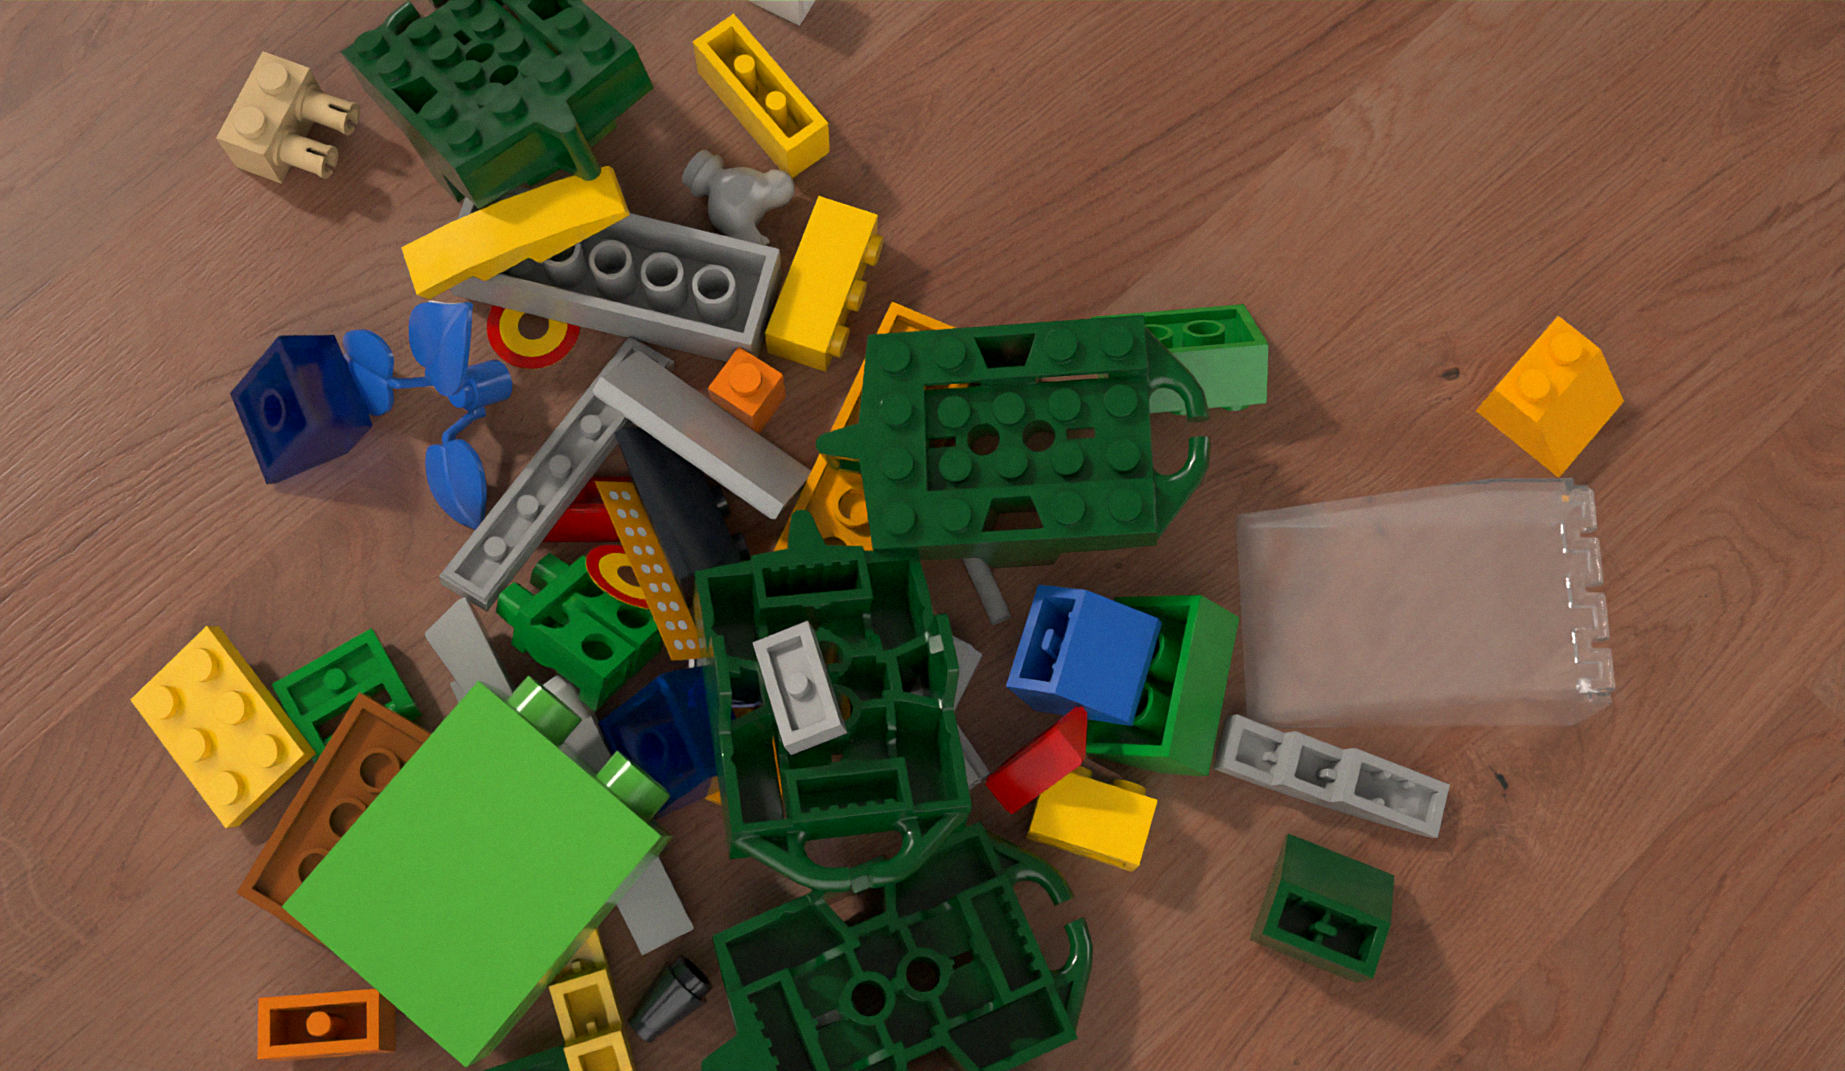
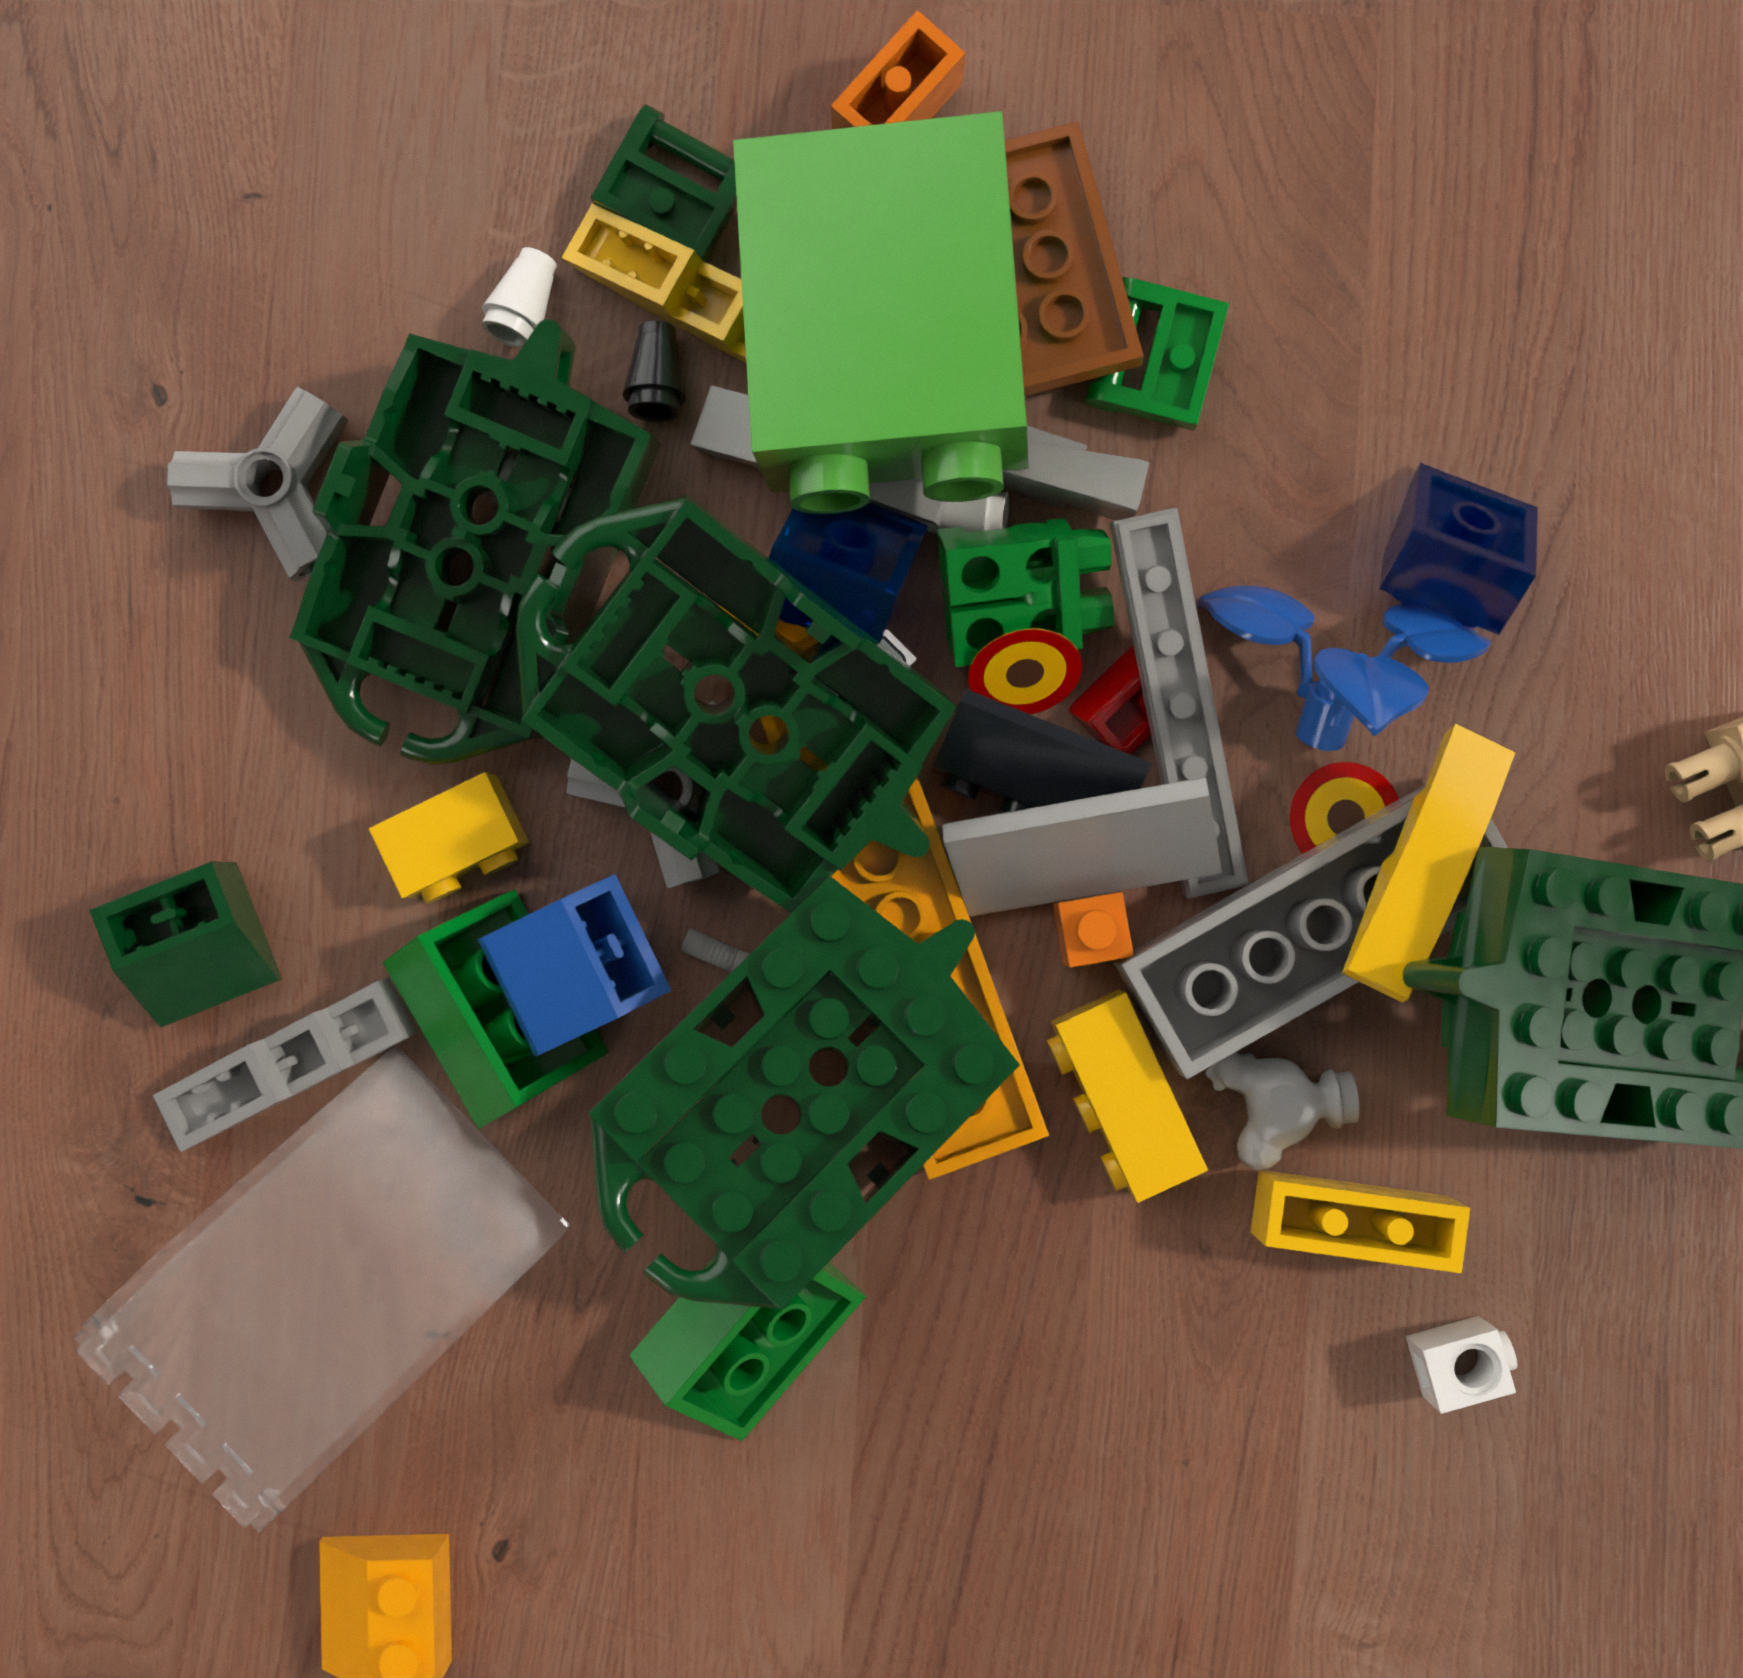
camera: 145 degrees right, 15 degrees up
(222, 726) = (1234, 235): yellow plate -> none
(651, 569) = (962, 669): light orange sticker -> none
(799, 688) = (752, 675): light grey plate -> none
(1041, 762) = (527, 838): red slope -> none

